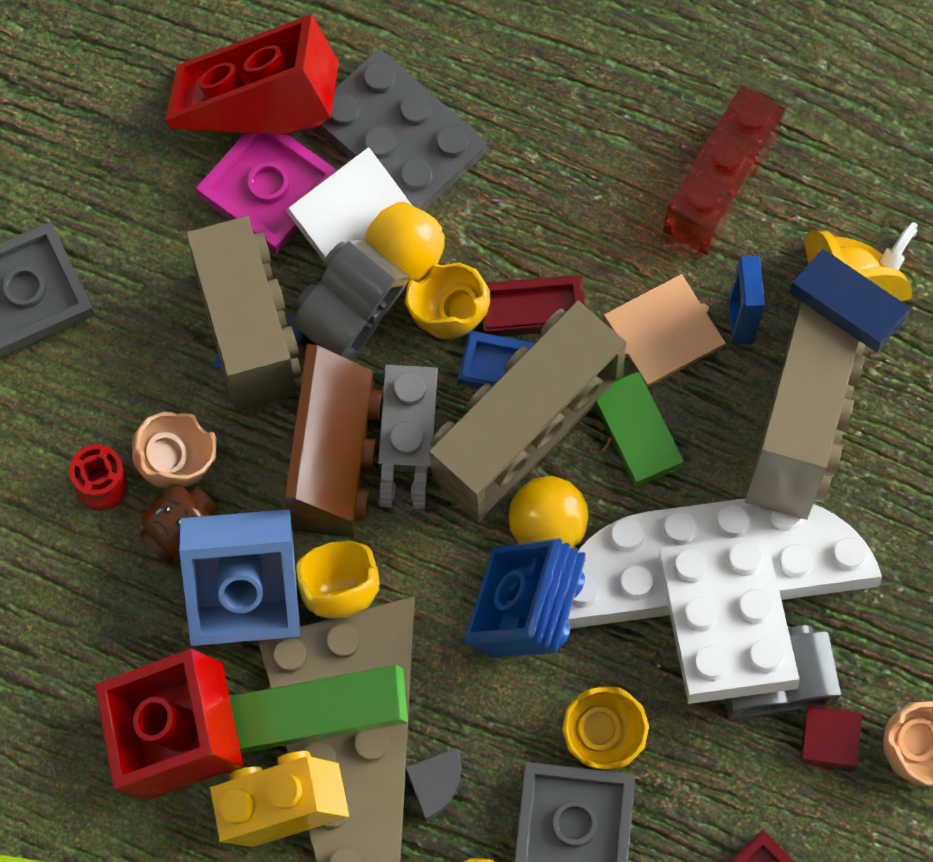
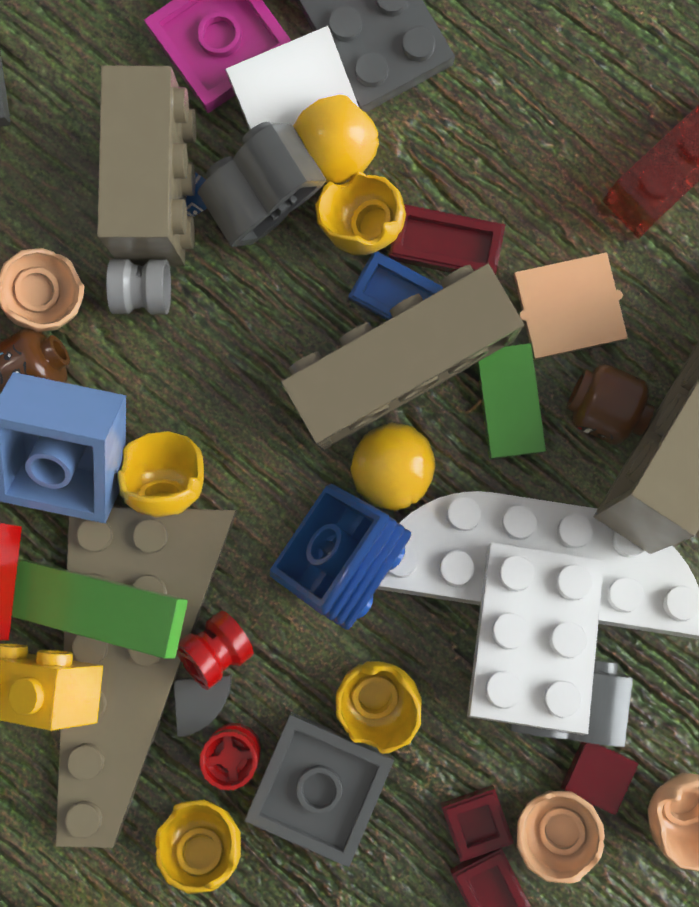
camera: 20 degrees right, 15 degrees up
(263, 421) = (139, 286): none -> light grey wheel
(331, 444) = (194, 330): reddish brown slope -> none
(407, 429) = (281, 334): light grey hinge -> none
(440, 718) = (214, 649): none -> red wheel
(480, 807) = (224, 763): none -> red wheel
(728, 403) = (610, 404): none -> reddish brown head
(732, 817) = (477, 823): none -> dark red tile
(746, 300) = (666, 305): blue tile -> none
(810, 796) = (560, 836): none -> light nougat hair

